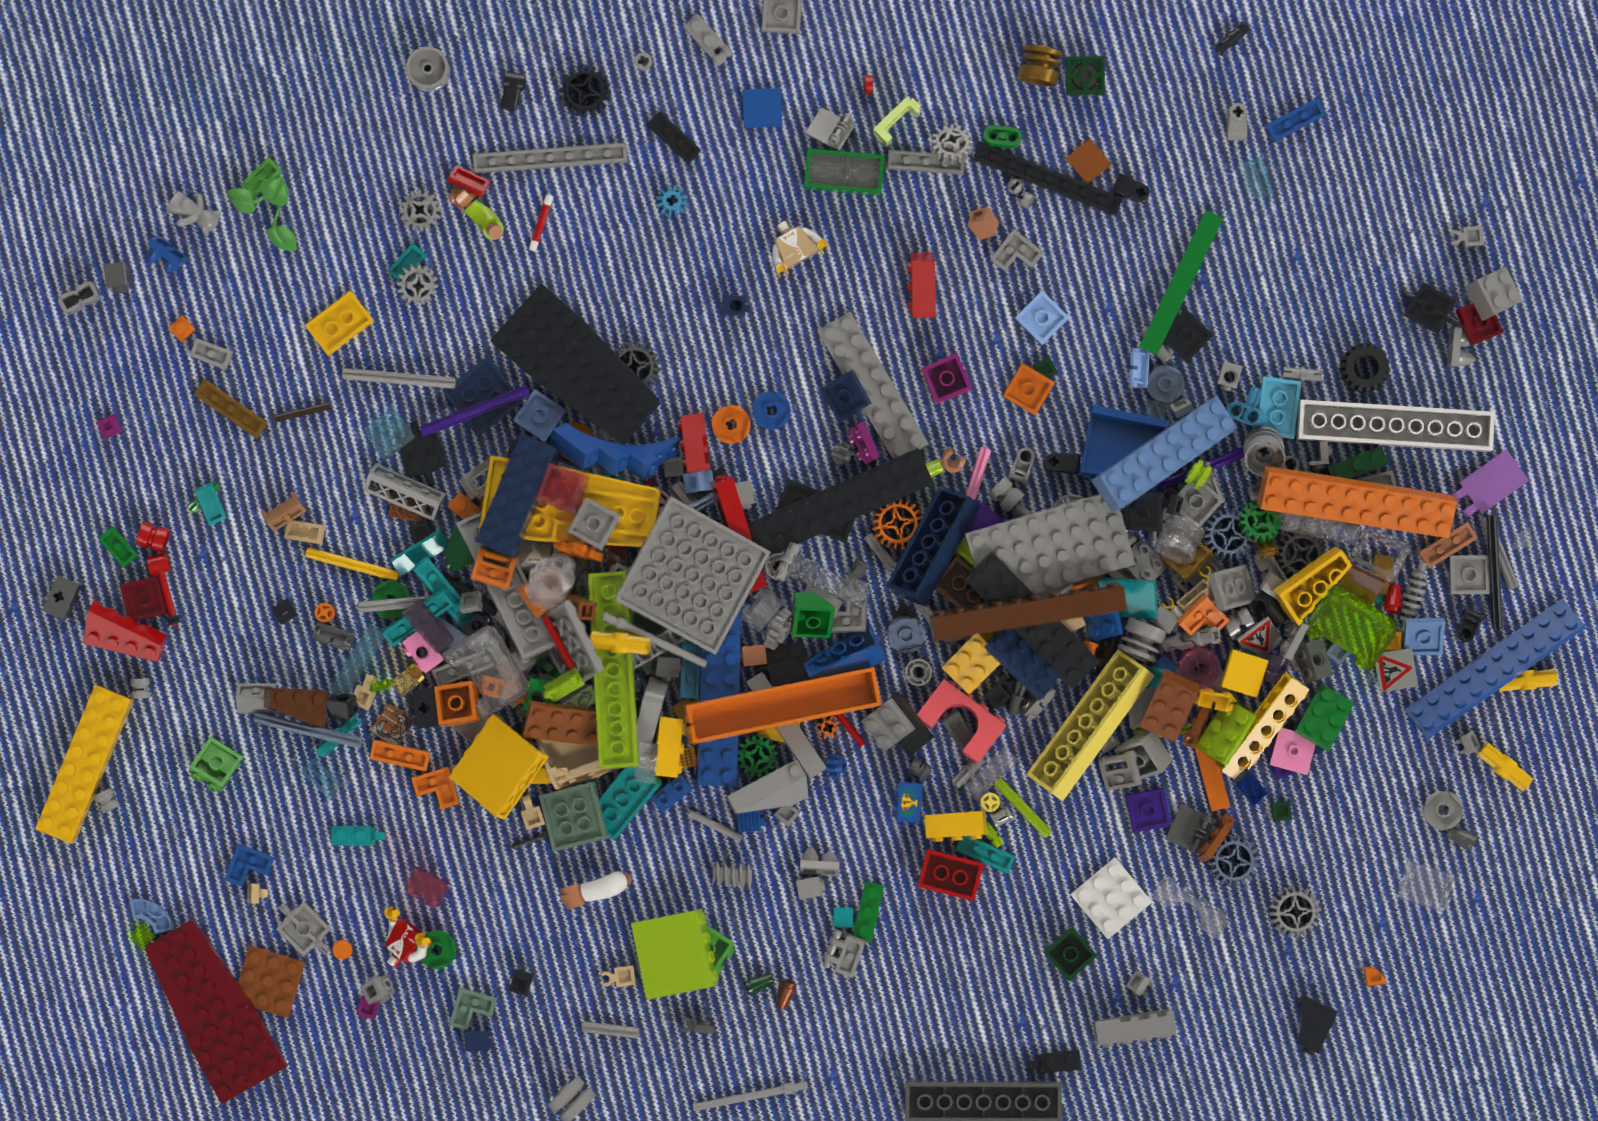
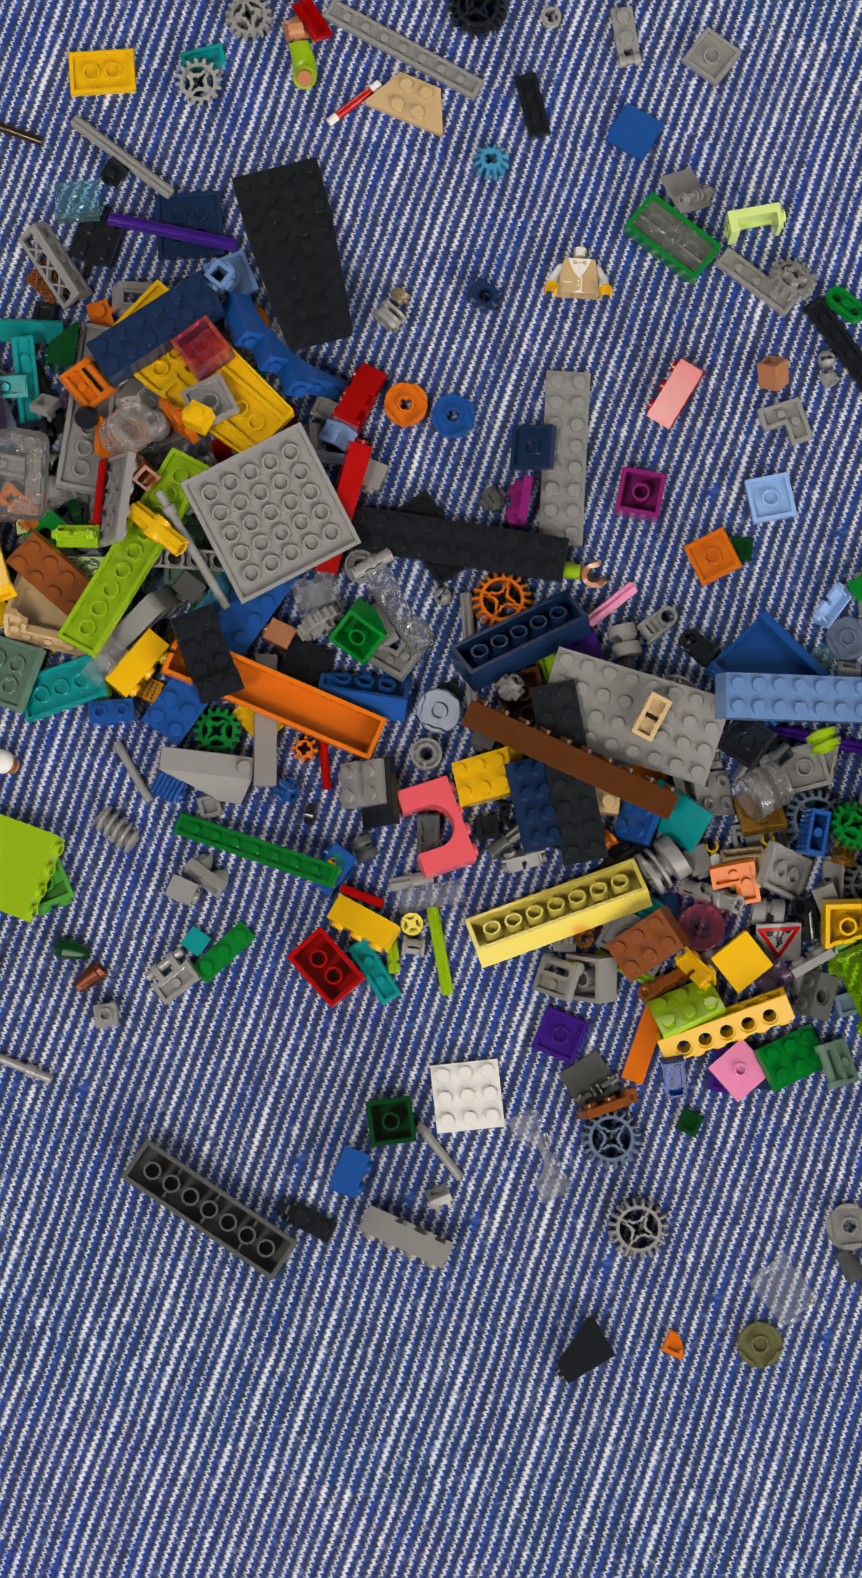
camera: 30 degrees right, 5 degrees down
(401, 394) = (114, 173): none -> black tile
(510, 594) = (86, 417): none -> black tile
(538, 425) = (221, 278): none -> medium blue brick
(582, 194) = (410, 102): none -> tan wing
(595, 543) = (198, 417): none -> yellow brick
(631, 350) = (359, 295): dark grey gear -> none
(672, 346) = (399, 296): none -> dark tan plate
(676, 370) = (389, 316): none -> light grey wheel
(718, 711) = (206, 654): none -> black piece
(816, 1013) = (106, 1015): none -> light grey brick
(845, 824) = (257, 850): none -> green tile
(848, 547) = (445, 600): none -> light grey hinge
(857, 569) = (435, 618): dark grey bush -> none
(864, 770) = (311, 813): none -> black tile
(867, 84) = (749, 174): red tile -> none
(941, 806) = (362, 896): none -> red tile
(949, 586) = (510, 687): none -> light grey gear
(1065, 1008) = (350, 1172): none -> blue brick
(1066, 542) = (651, 716): none -> tan brick
(1117, 950) = (440, 1152): none -> light grey bar
(1125, 731) = (587, 934): none -> clear orange pin
(1235, 546) = (813, 832): none -> blue brick
(1360, 695) = (841, 1061): none -> sand green plate
(1434, 935) = (759, 1344): none -> olive tile

